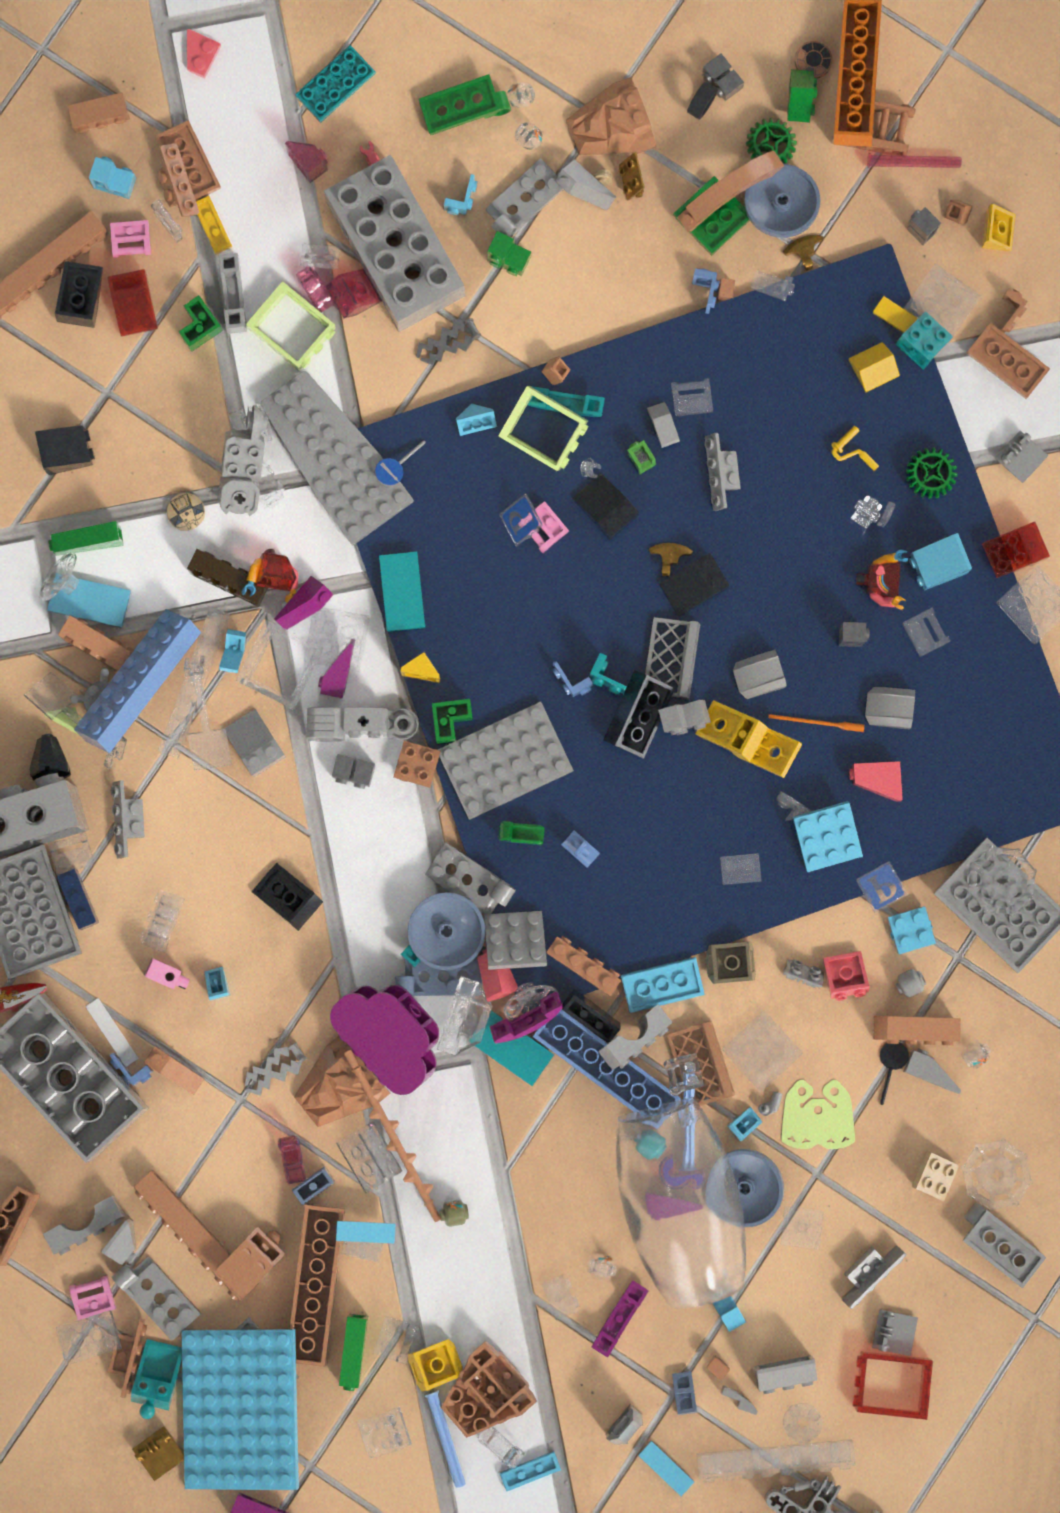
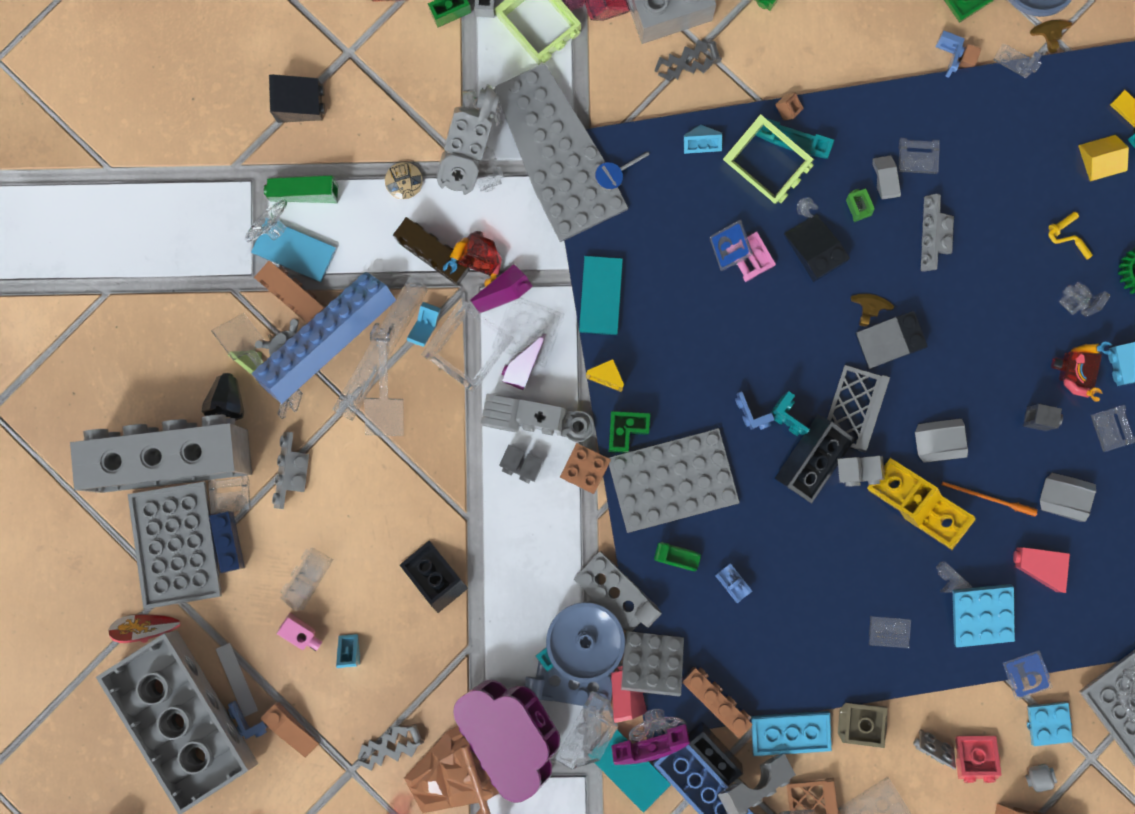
camera: 15 degrees right, 0 degrees up
(254, 743) = (429, 419): light grey slope -> none

